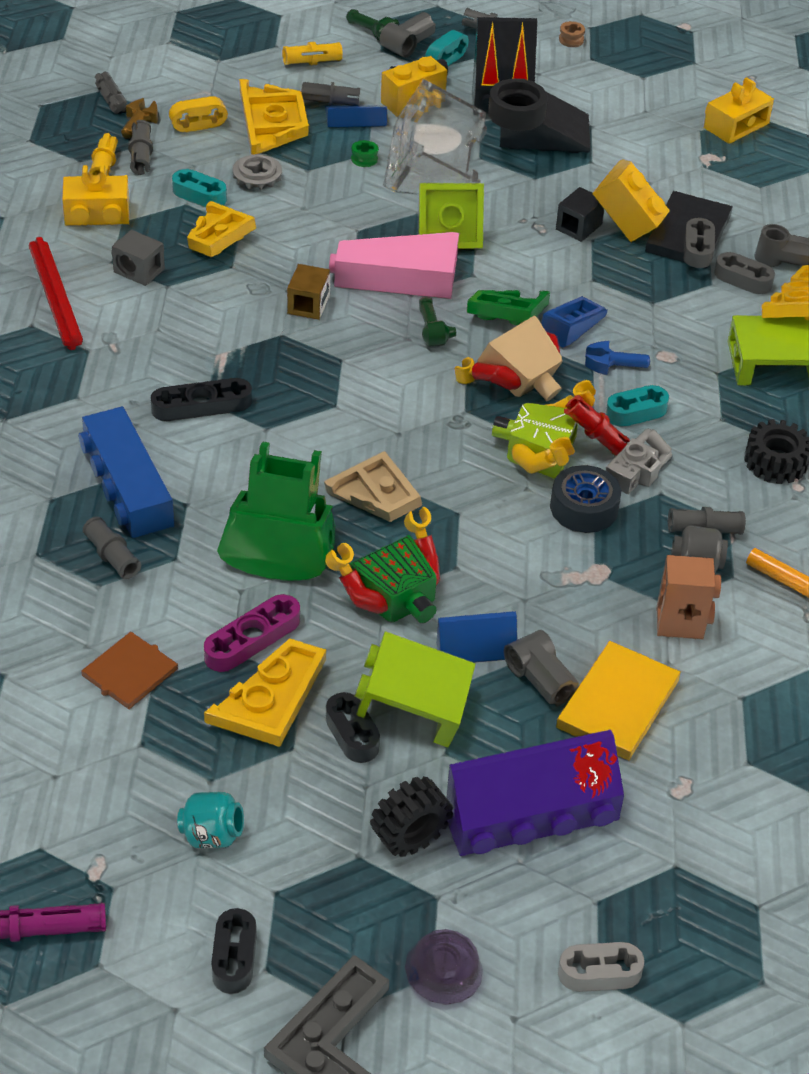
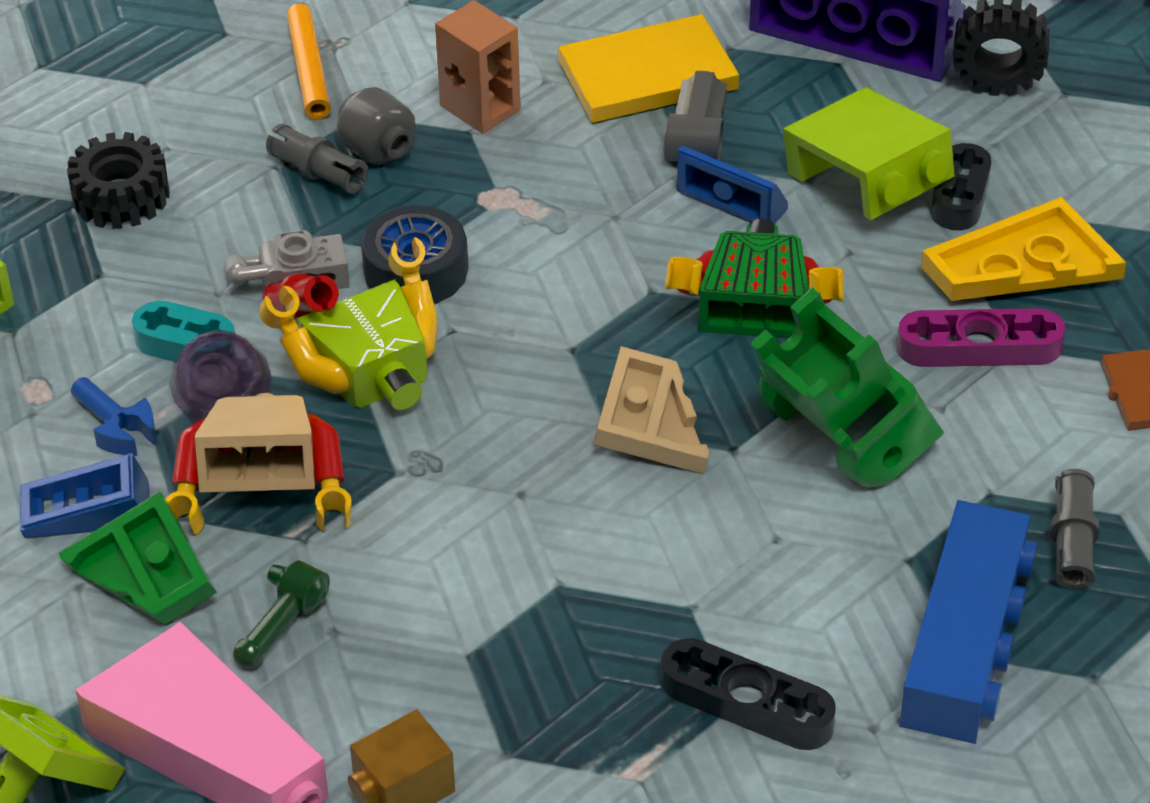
camera: 135 degrees left, 0 degrees up
(601, 379) = (215, 368): none -> clear purple hat

